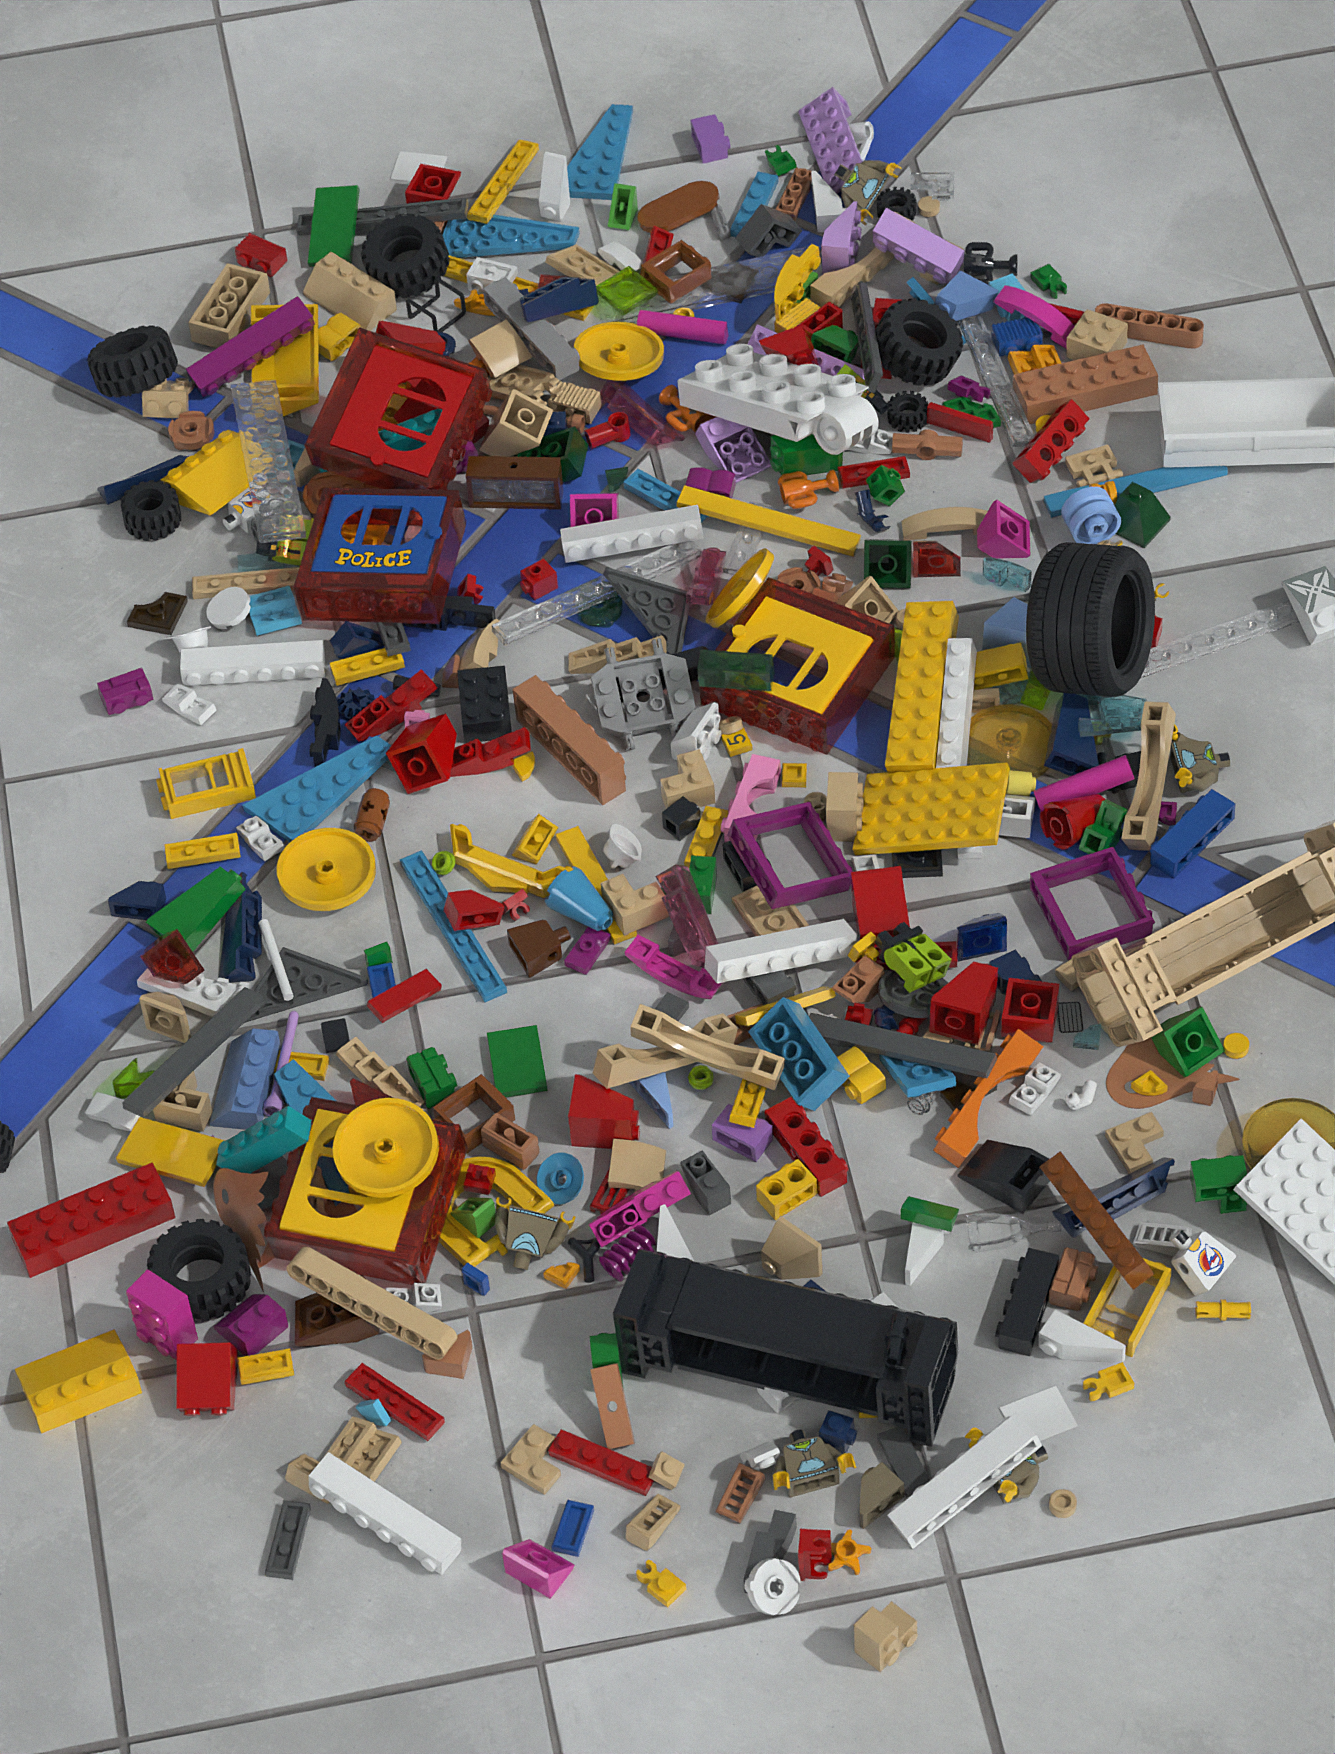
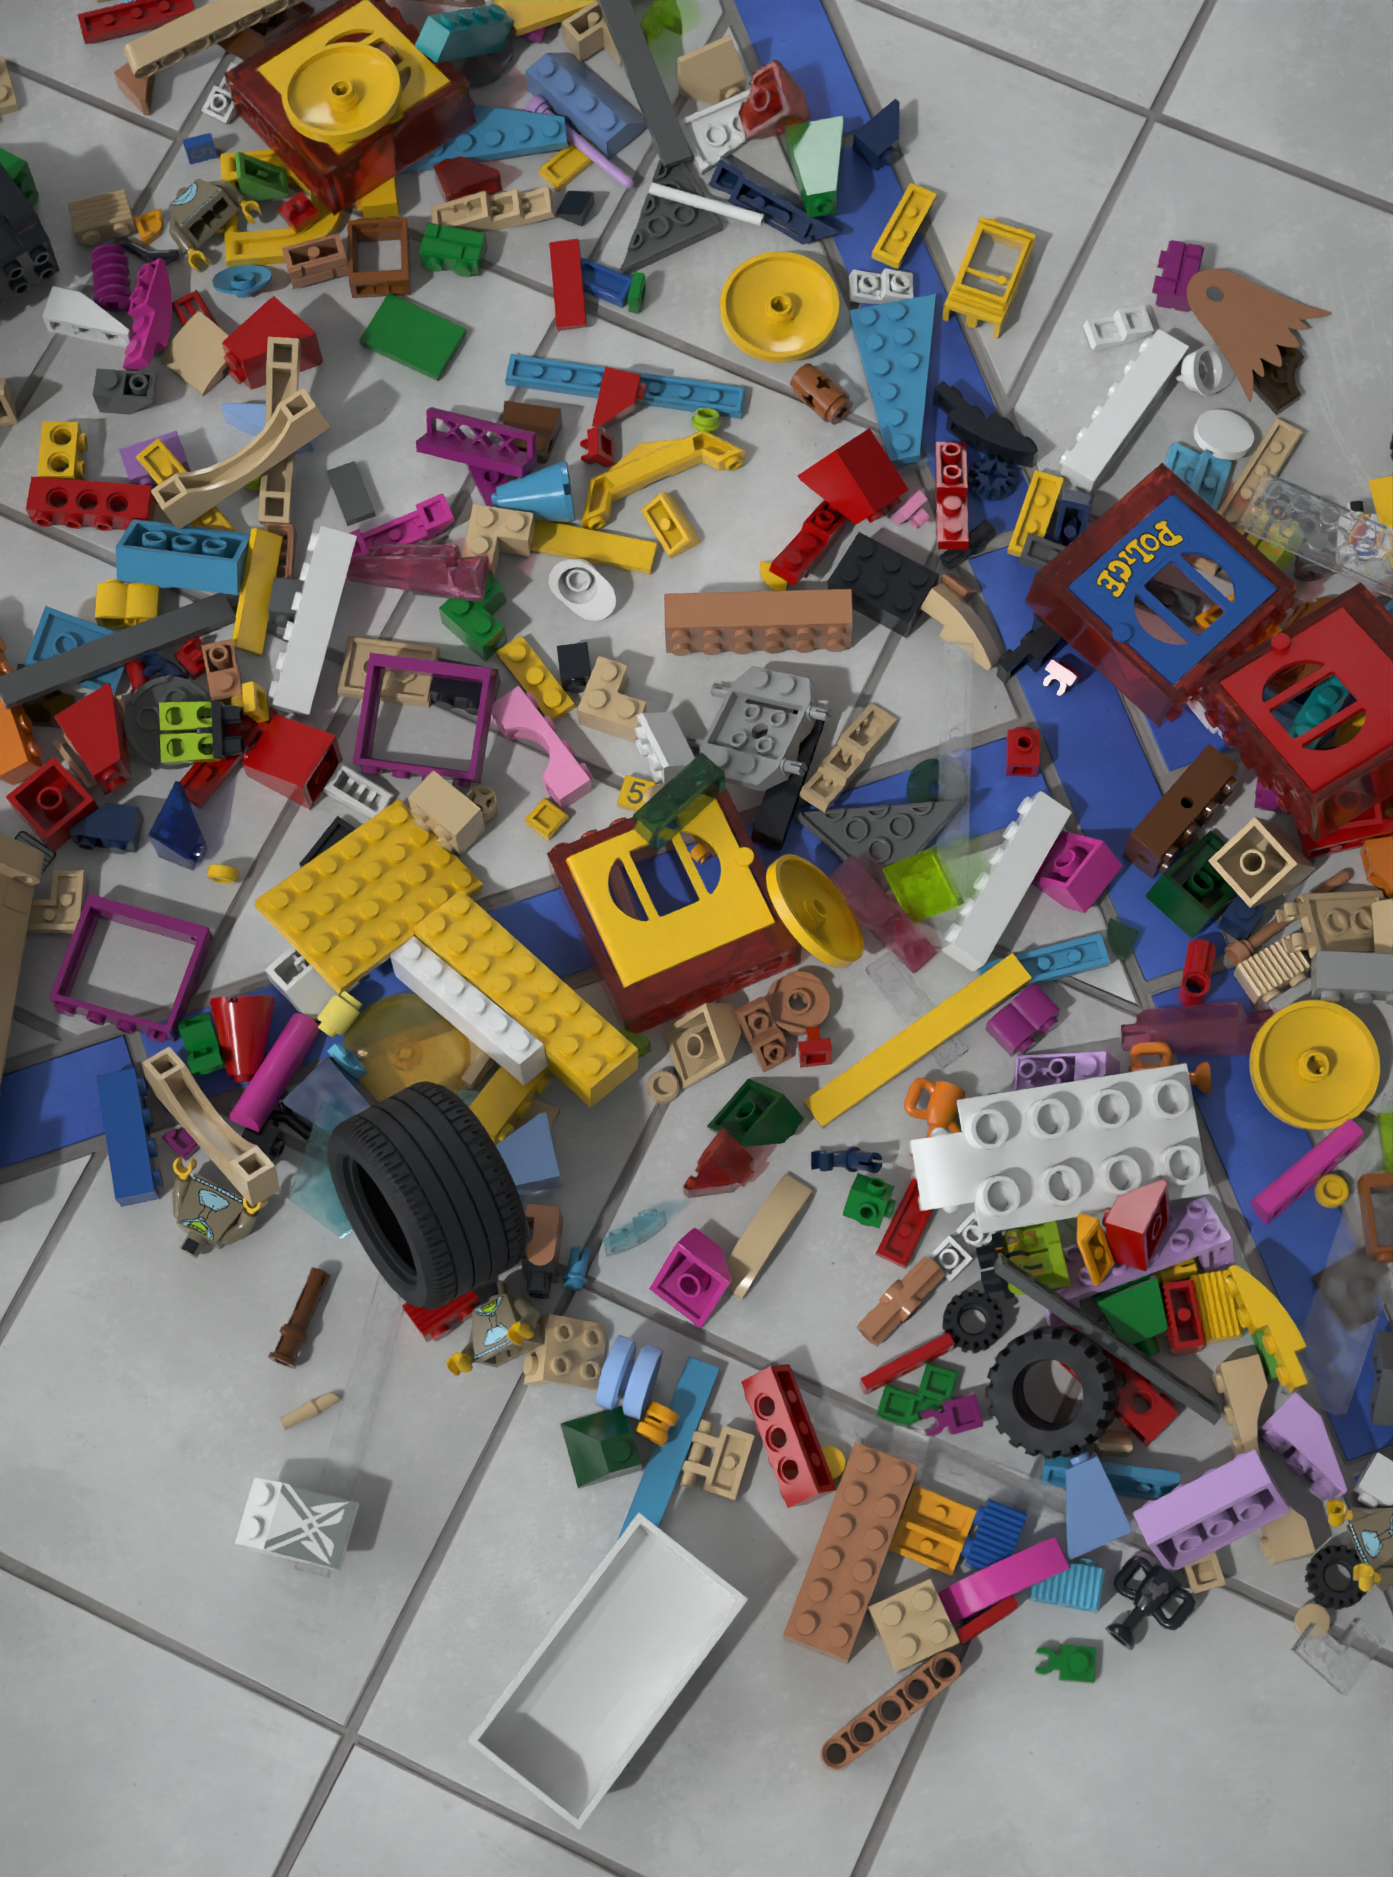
camera: 125 degrees right, 20 degrees up
(135, 636) = (1247, 321): none -> nougat piece
(575, 953) = (475, 452): none -> magenta fence
(582, 1299) = (101, 217): none -> tan brick
(672, 562) = (923, 884): none -> clear neon green tile
(825, 358) = (1094, 1248): none -> light orange slope
(987, 901) = (223, 874): none -> yellow tile
(1041, 755) = (347, 1060): none -> medium azure tile
(1221, 686) = (294, 1332): none -> reddish brown pin
(1254, 653) = (309, 1410): none -> tan piece

